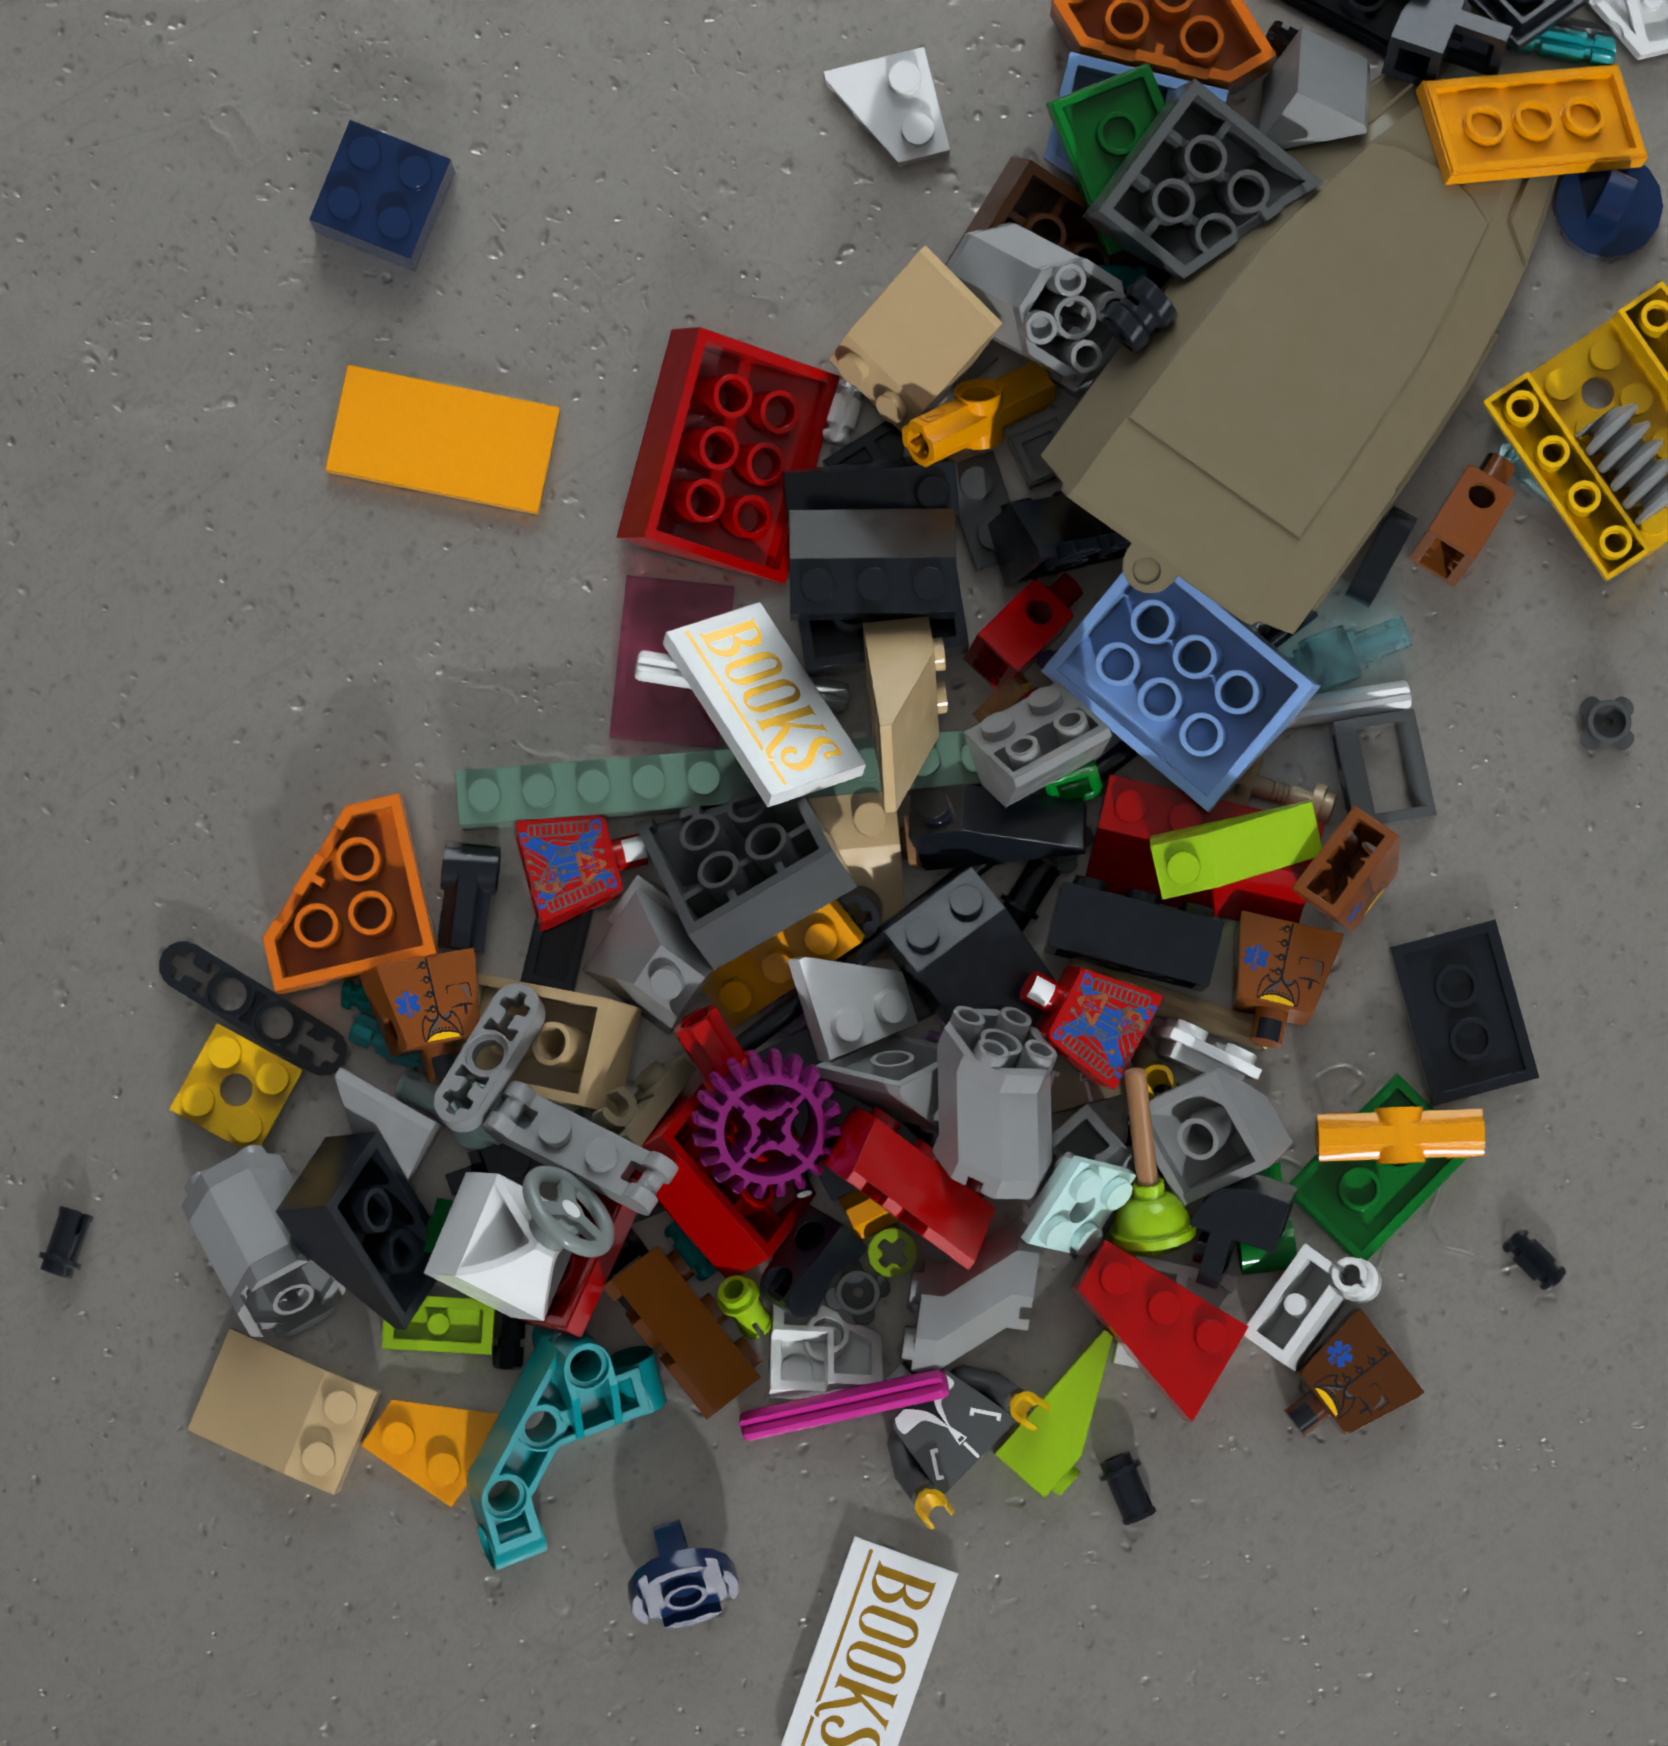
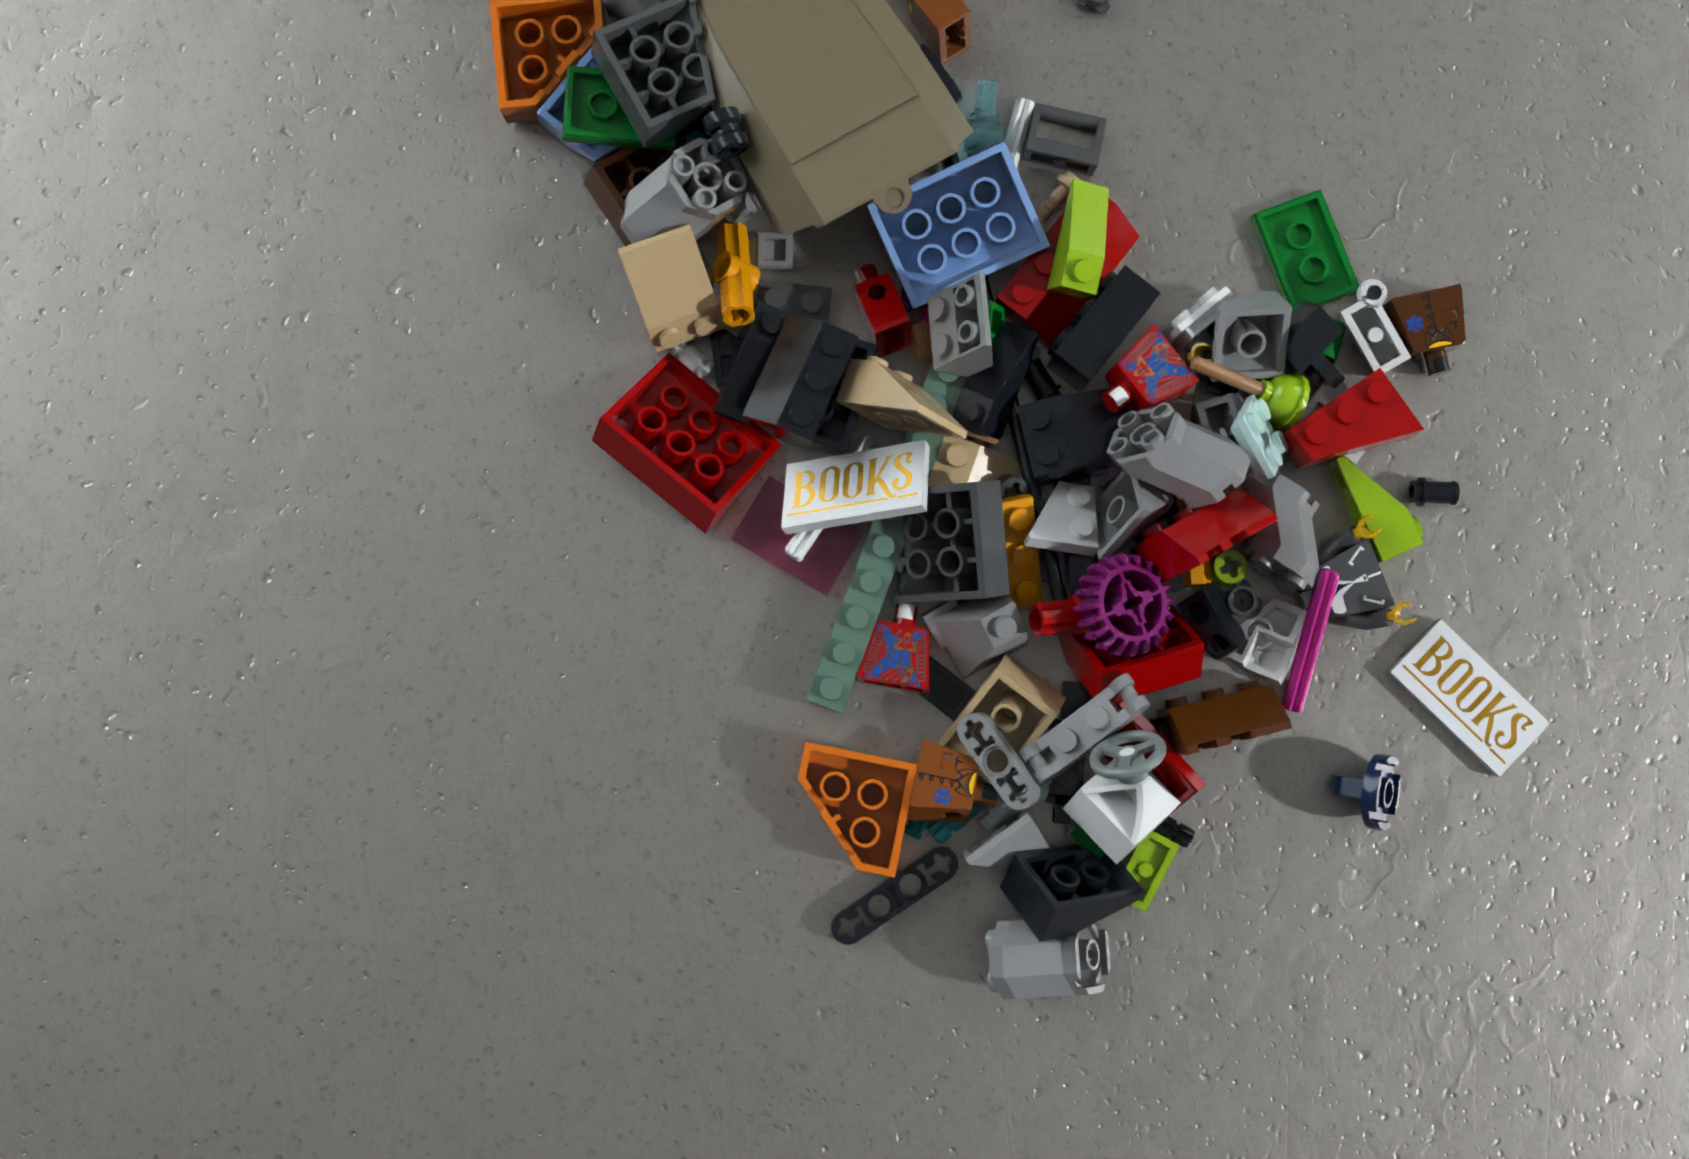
camera: 65 degrees left, 0 degrees up
(66, 1243) = (988, 1082): black pin -> none
(202, 1091) = (940, 953): yellow piece -> none
(284, 1411) = (1157, 991): tan slope -> none
(382, 195) = (421, 580): dark blue brick -> none
(430, 1444) = (1217, 905): light orange wing -> none
(443, 439) = (592, 614): light orange tile -> none
(468, 883) = (880, 725): black piece -> none
(580, 1395) = (1232, 808): teal connector -> none
(641, 1112) = (1070, 675): dark tan plate -> none
(690, 1252) = (1169, 693): teal piece -> none
(740, 1300) = (1218, 674): lime pin -> none
(895, 103) = (516, 240): white wing -> none
(1050, 537) = (832, 260): black wedge -> none
(1176, 1005) = (1160, 317): tan axle -> none
(1279, 972) = (1163, 253): dark orange torso -> none
(1347, 874) = (1126, 177): dark orange torso -> none
(1399, 1135) = (1296, 226): light orange piece -> none
(1463, 1013) = (1235, 157): black plate -> none
(1534, 1259) = (1402, 185): black piece -> none

